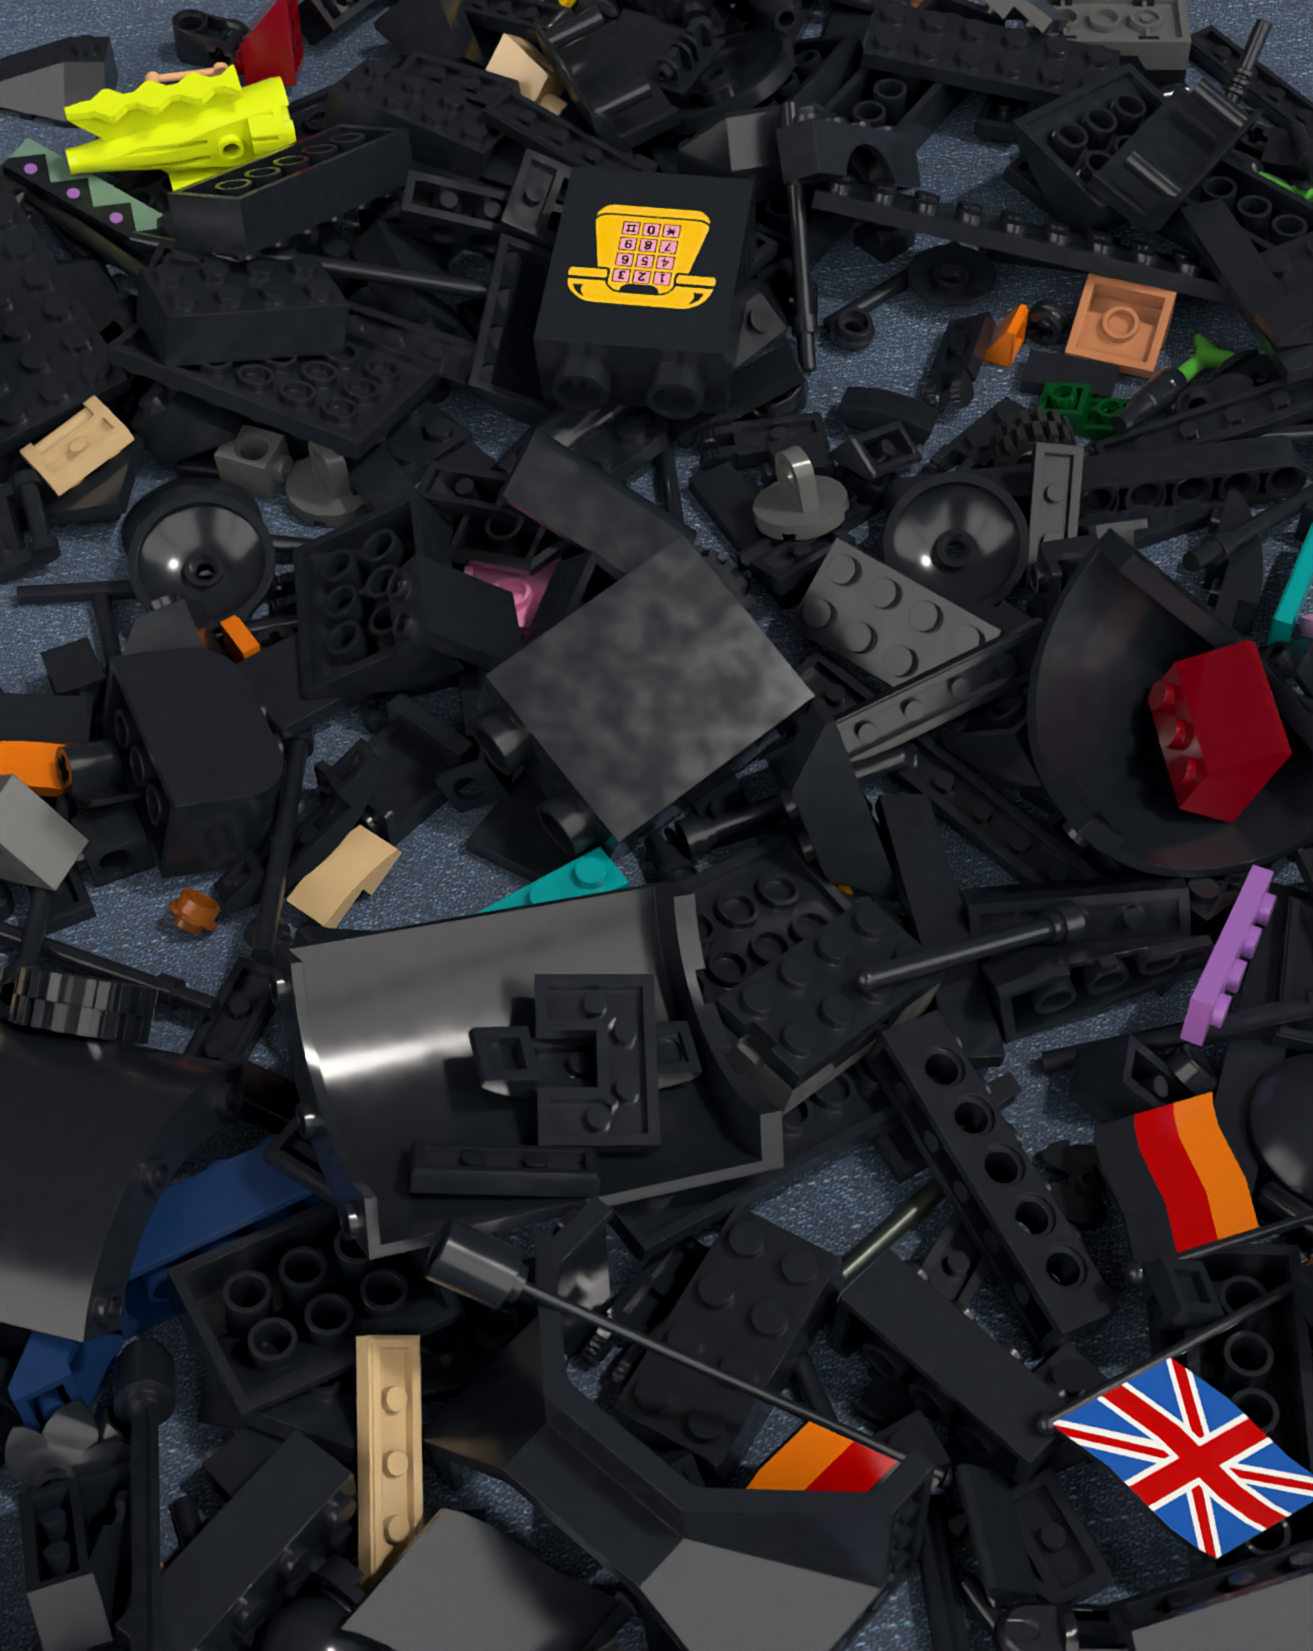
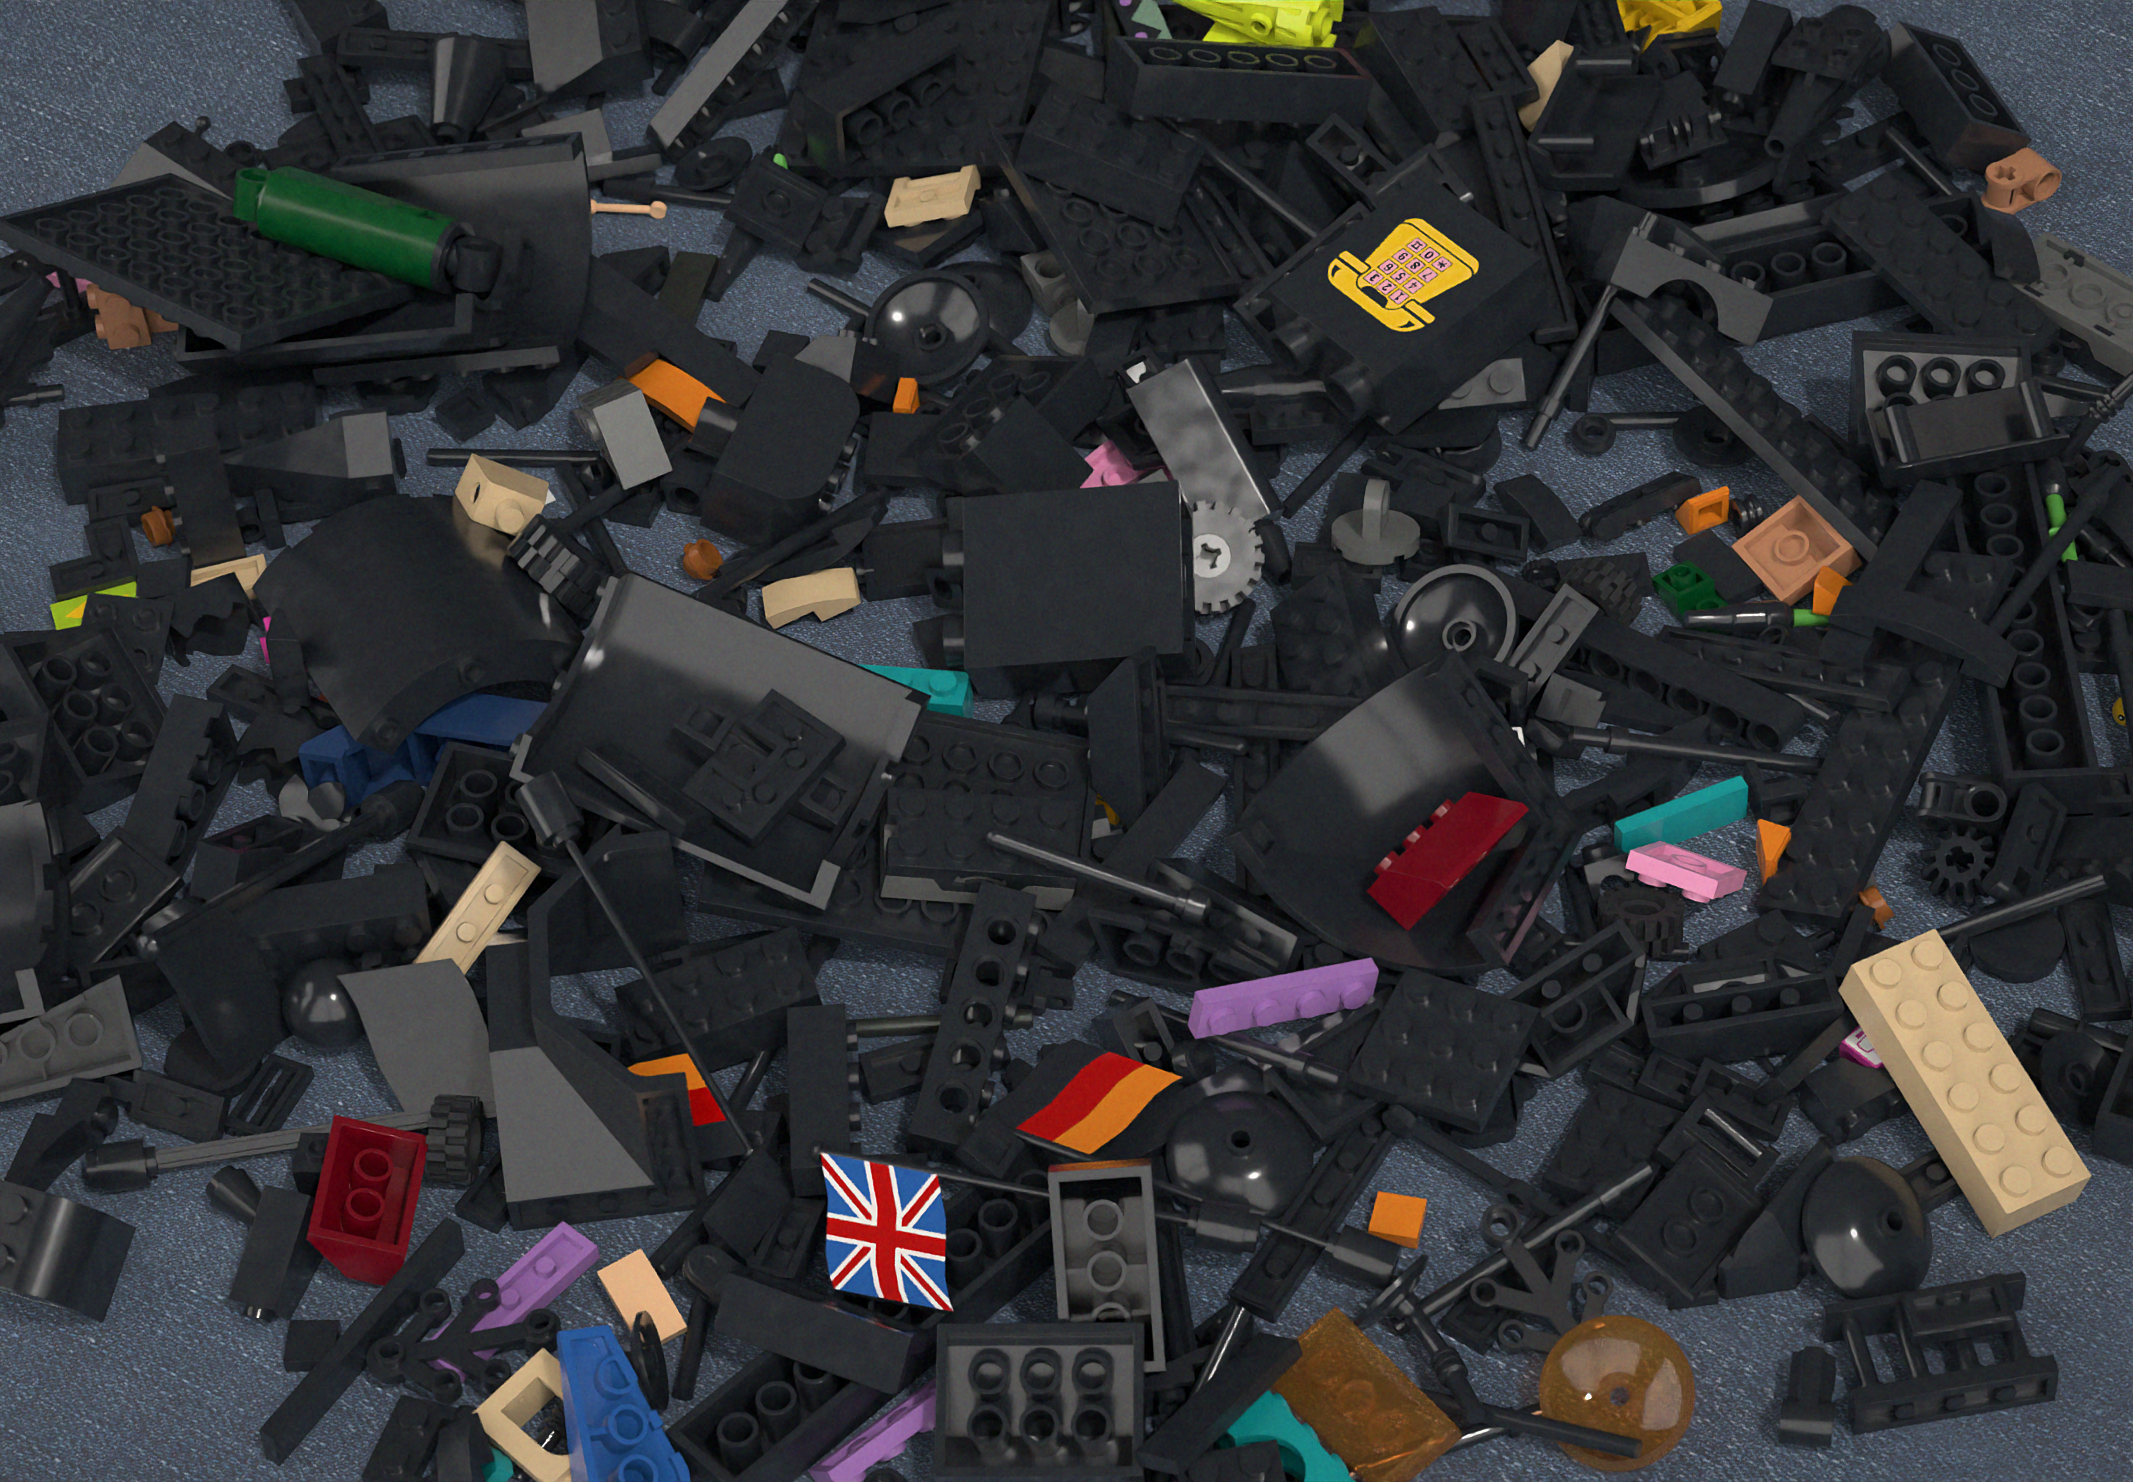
camera: 45 degrees right, 5 degrees down
(1196, 342) = (1826, 590): none -> orange slope

